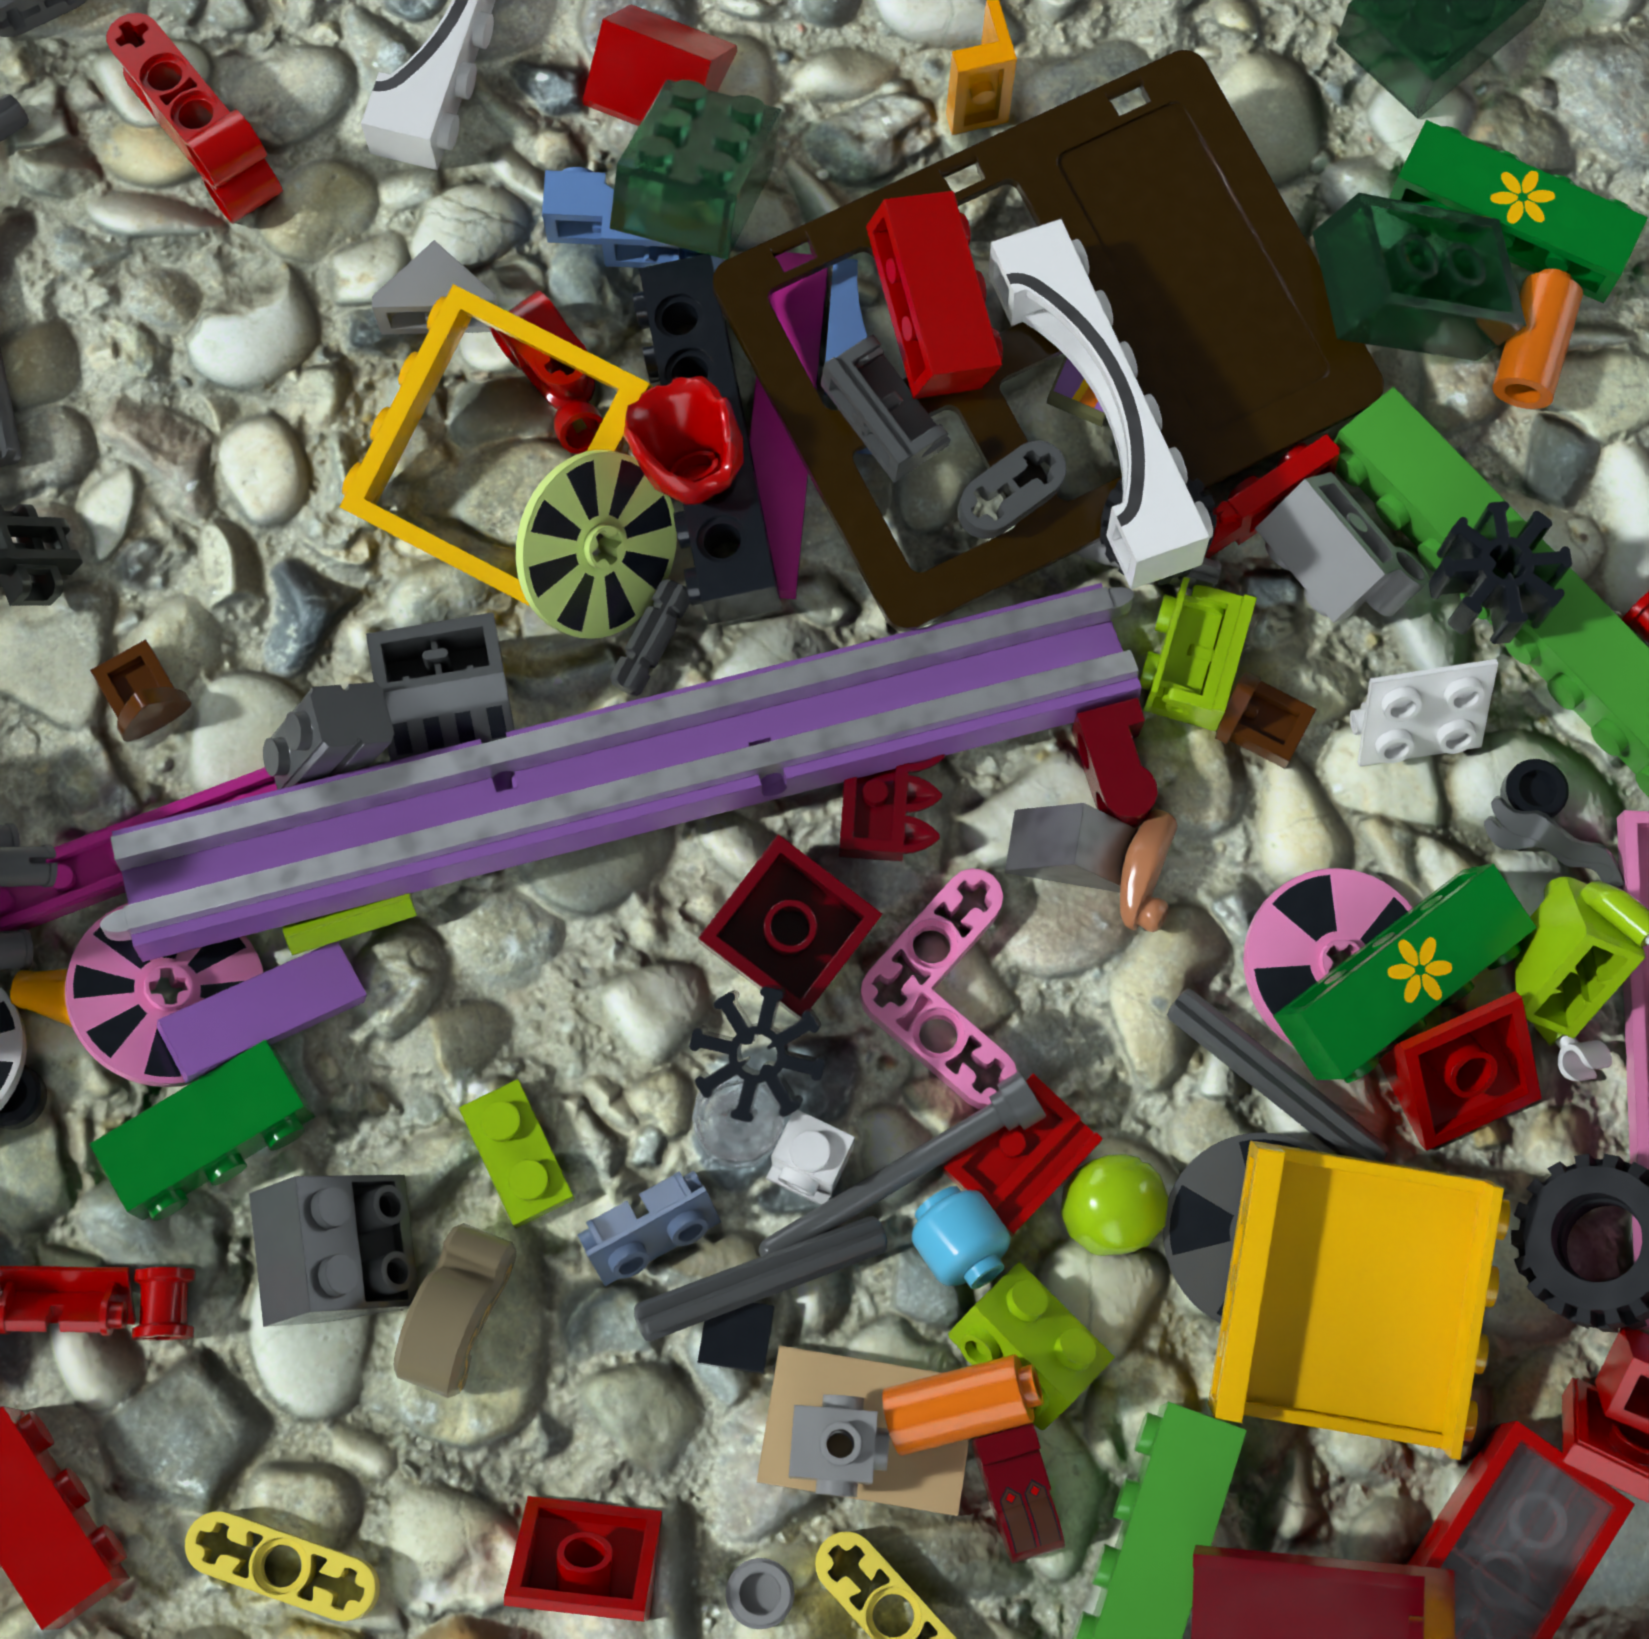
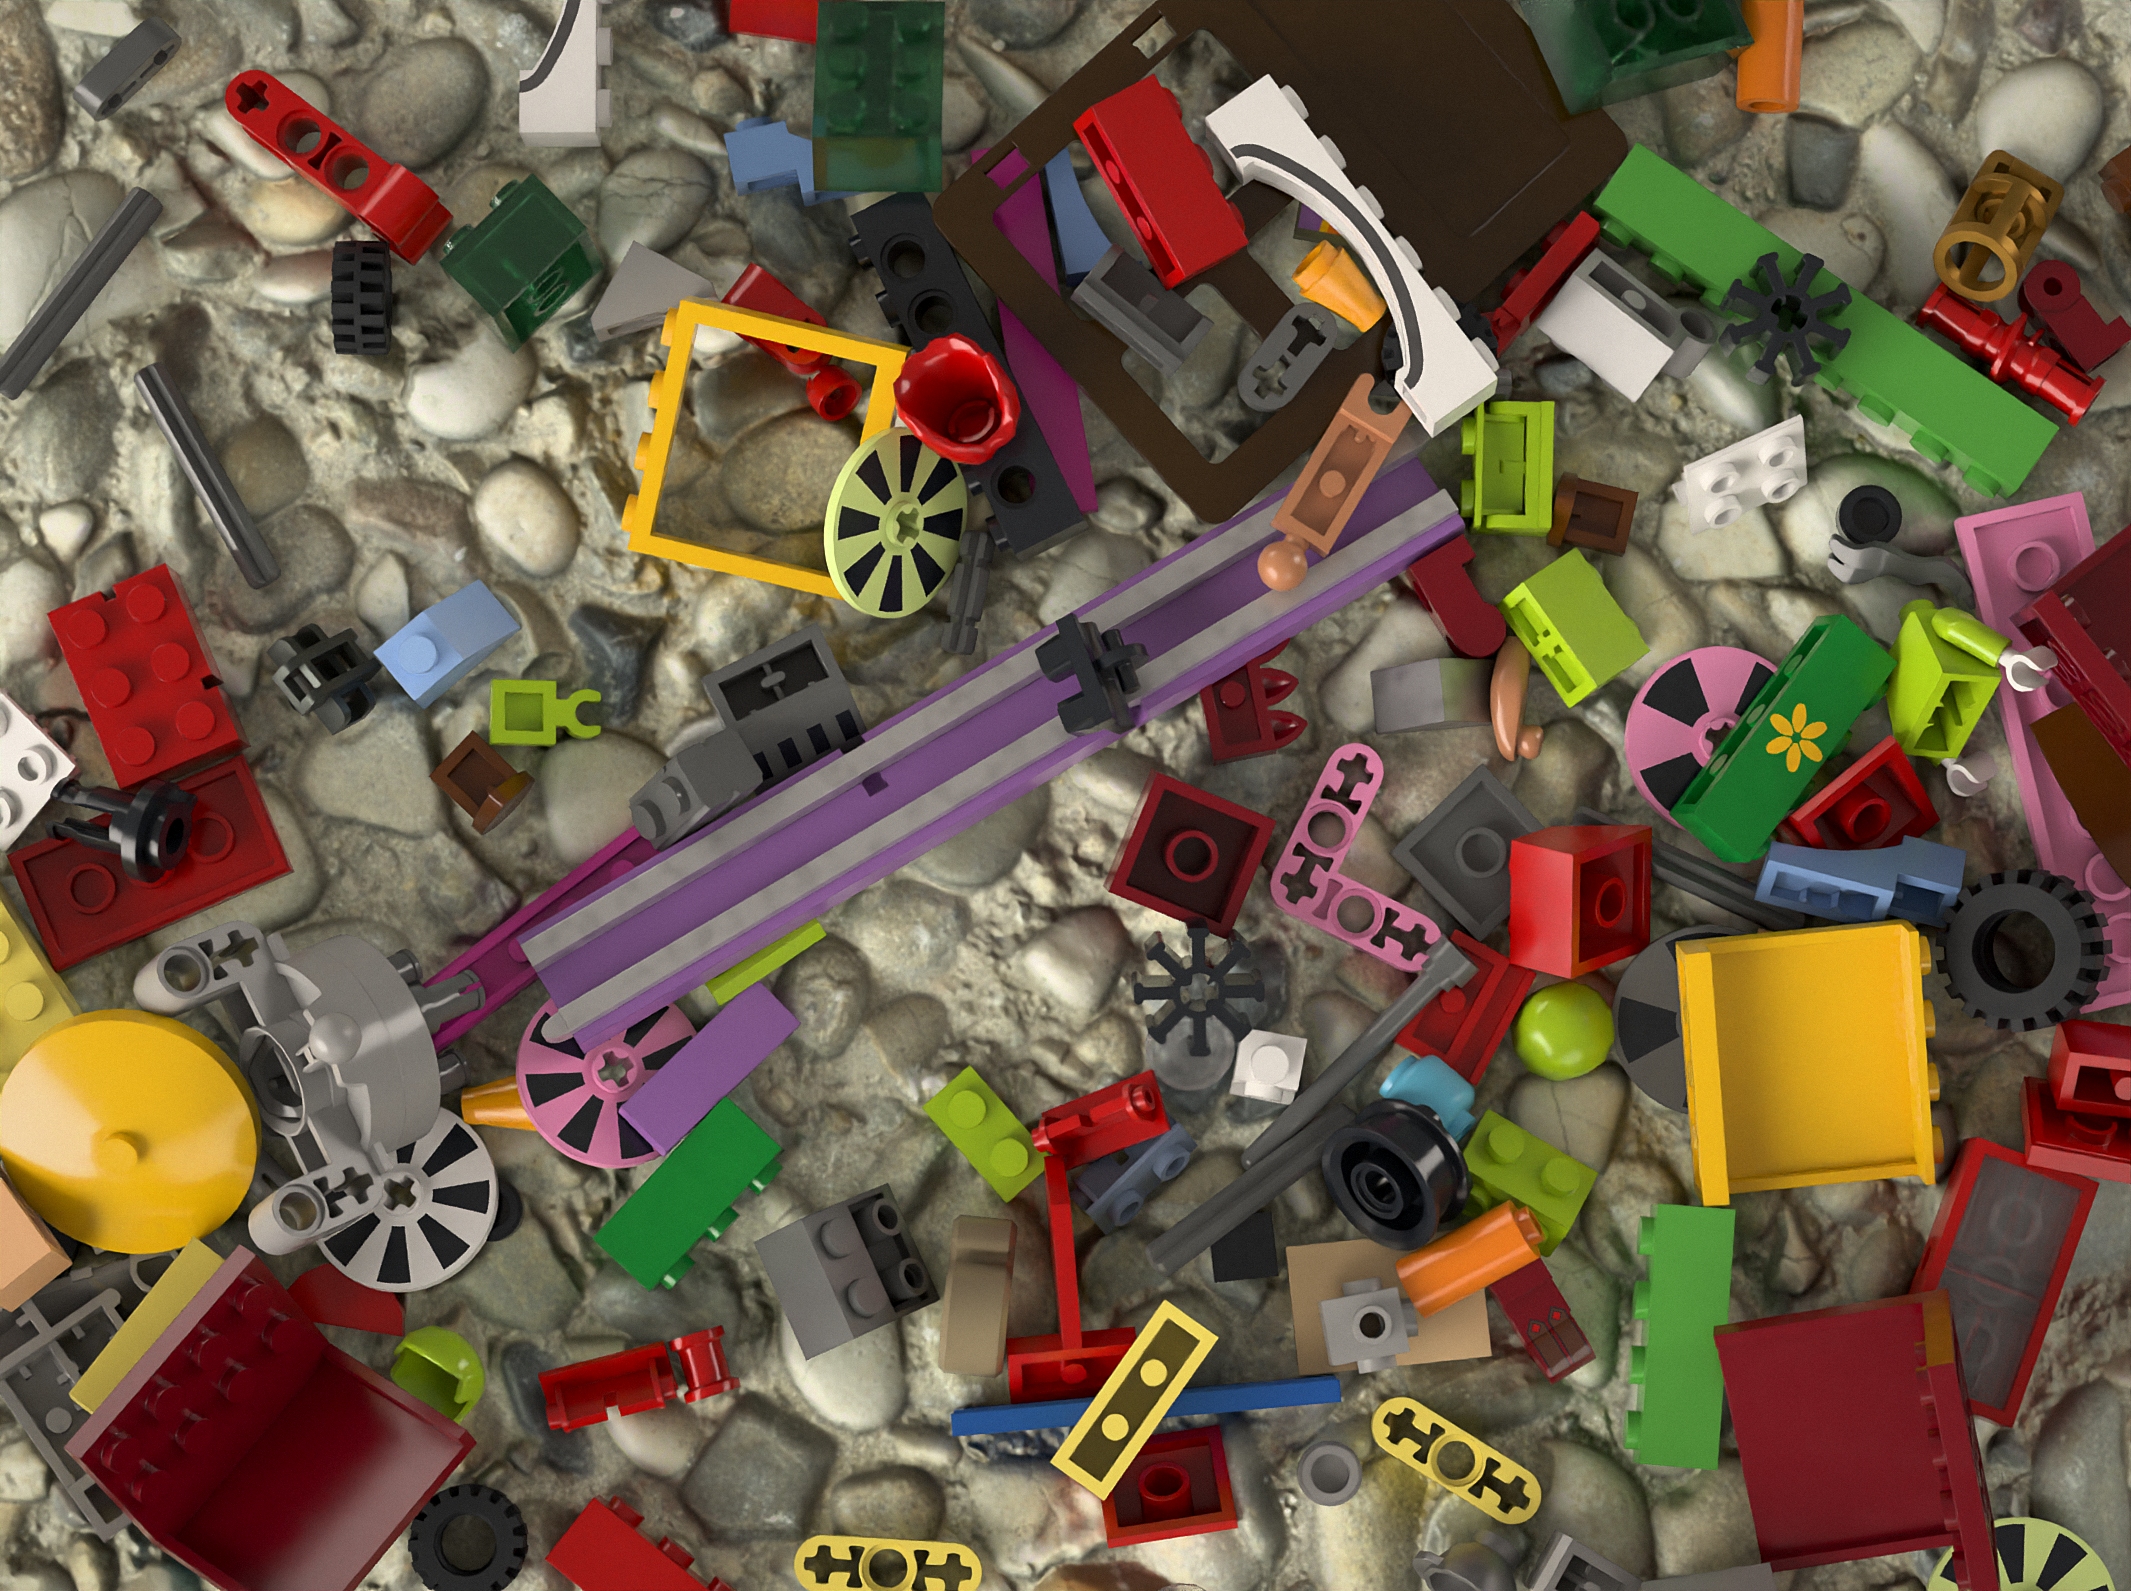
camera: 15 degrees left, 10 degrees up
(145, 553) = (446, 642): none -> light blue slope
(171, 228) = (361, 297): none -> black tyre
(204, 636) = (530, 713): none -> lime plate
(320, 222) = (520, 261): none -> clear green brick
(529, 1401) = (1073, 1360): none -> red piece
(571, 1454) = (1134, 1400): none -> light yellow brick
(589, 1468) = (1189, 1402): none -> blue tile
(630, 1169) = (1103, 1121): none -> red hinge
(752, 725) = (1103, 671): none -> black hips
(909, 1297) = (1396, 1173): none -> black wheel
(1022, 612) = (1330, 485): none -> nougat plate
(1076, 1010) = (1465, 851): none -> dark grey tile
(1077, 432) = (1336, 282): none -> light orange cone
(1164, 1072) = (1579, 897): none -> red slope
(1222, 814) = (1573, 627): none -> lime hinge
(1454, 1134) = (1864, 885): none -> medium blue slope

